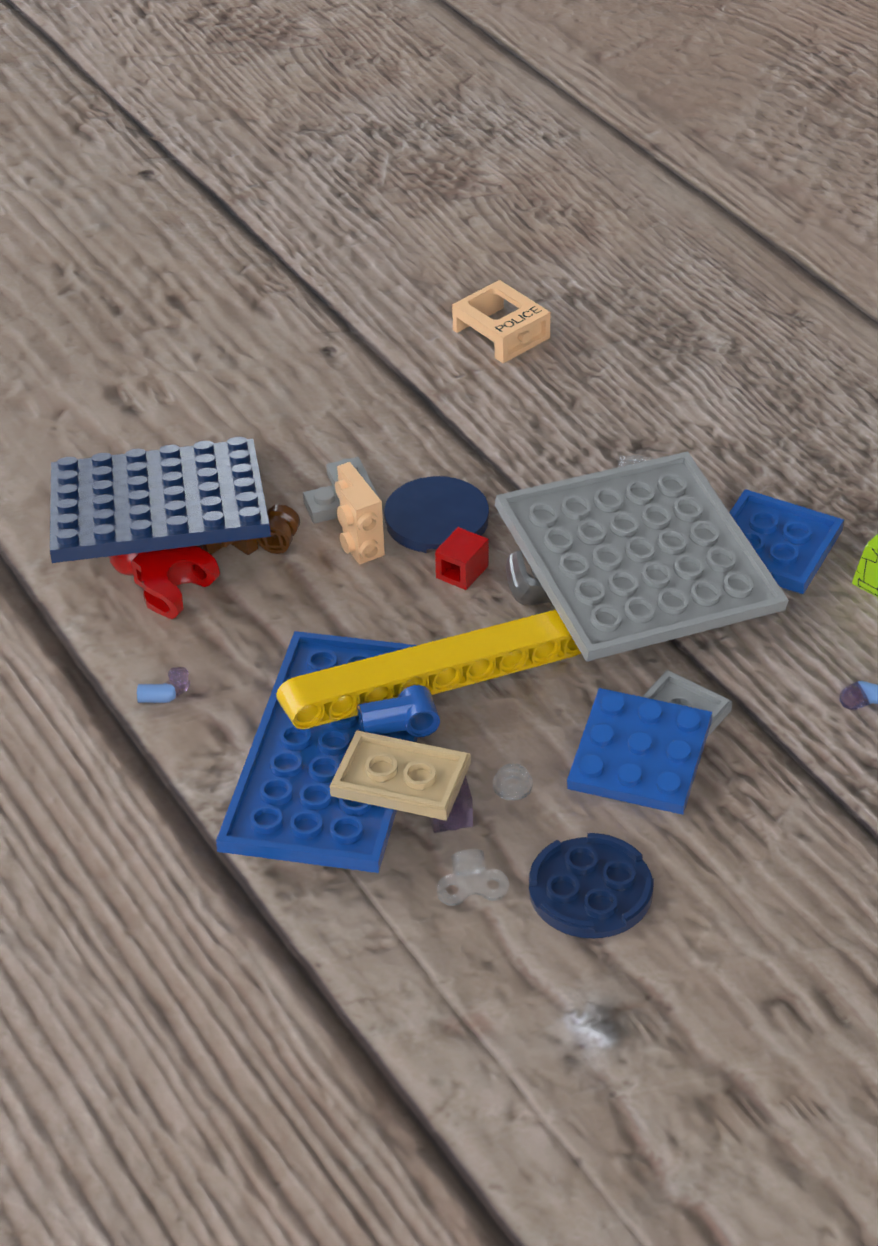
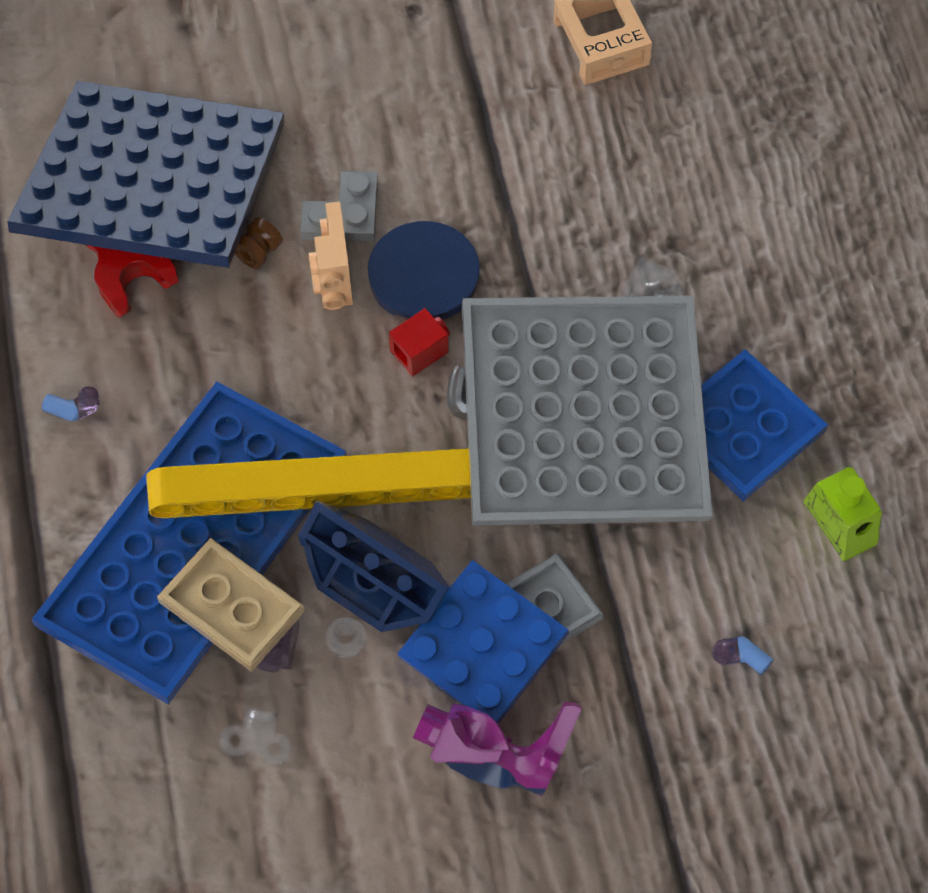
camera: 20 degrees right, 20 degrees up
(411, 711) = (270, 533): blue piece -> none
(511, 722) = (370, 570): none -> dark blue wedge
(591, 886) = (366, 782): dark blue tile -> none
(696, 819) = (480, 750): none -> magenta hips

